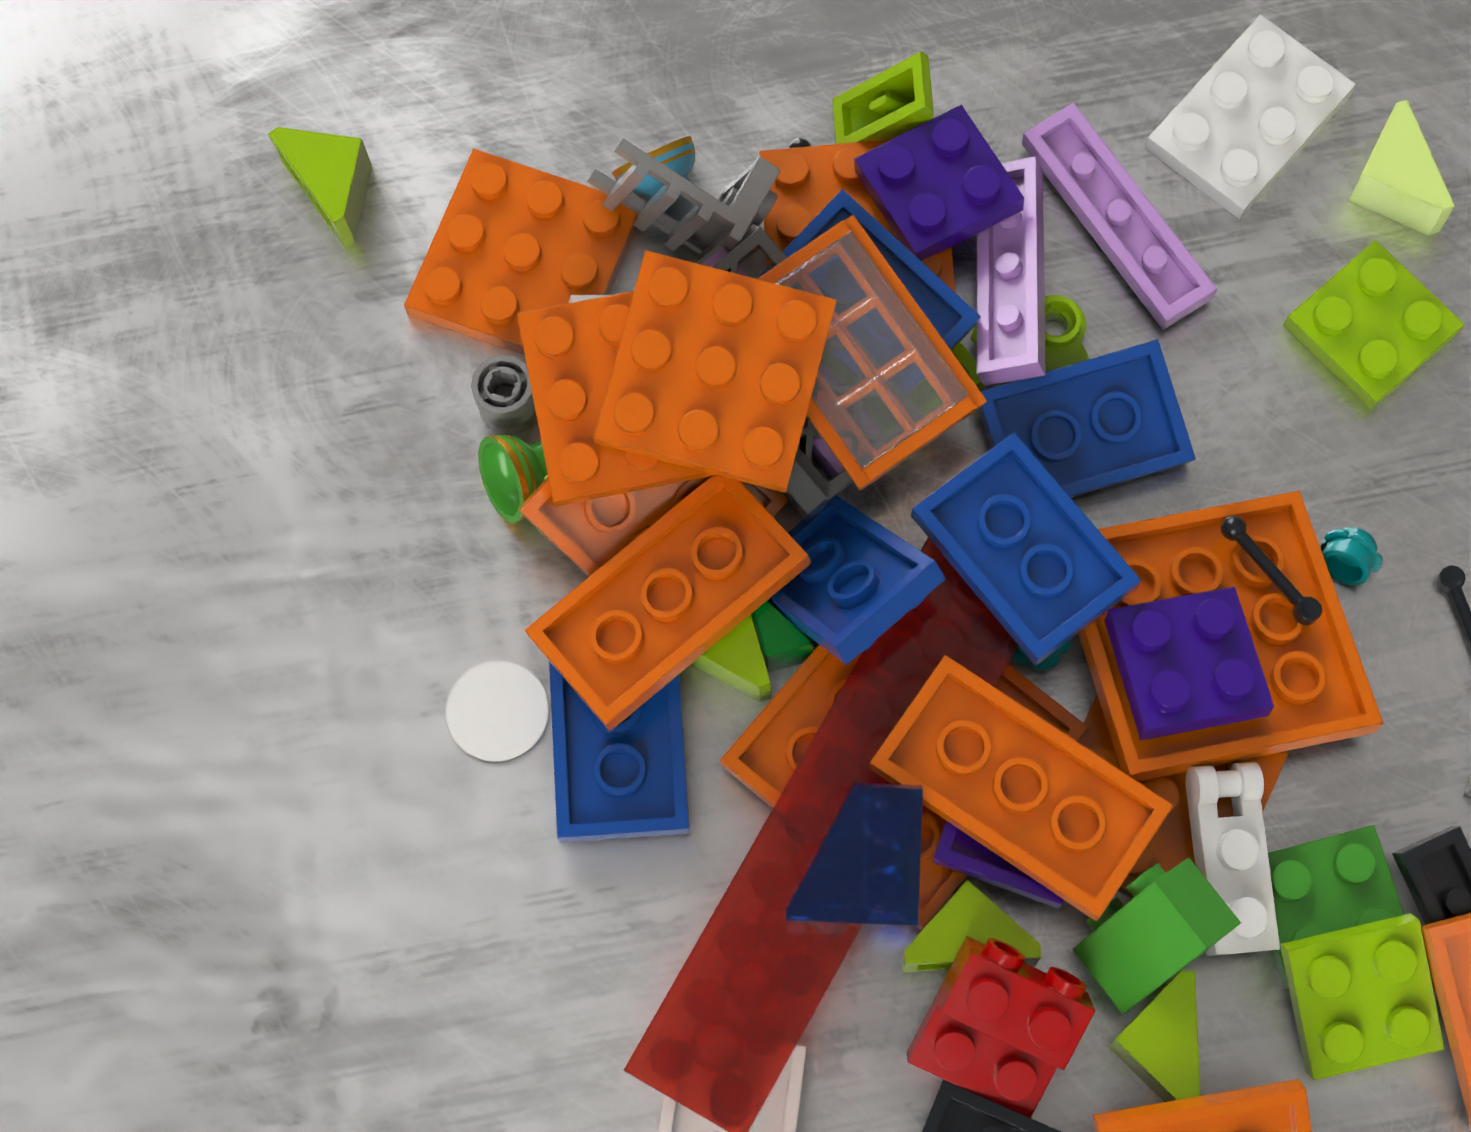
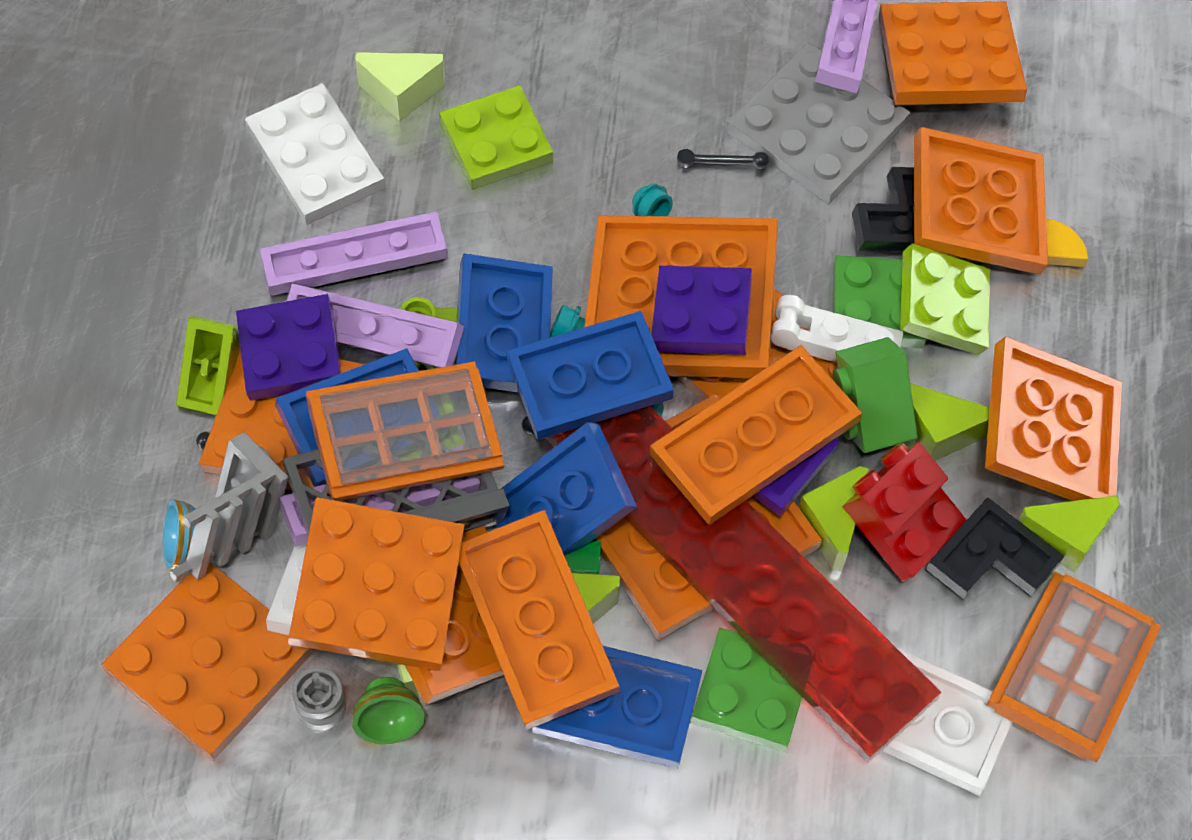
camera: 80 degrees left, 10 degrees down
(330, 173) = (74, 780): lime slope -> none
(497, 711) = (560, 787): white sticker -> none
(674, 893) = (745, 695): none -> bright green plate
(715, 371) = (393, 513): orange plate -> none
(866, 861) = (777, 542): clear blue wing -> none
(1118, 507) = (567, 321): none -> teal plate
(1305, 609) = (685, 235): black hinge -> none

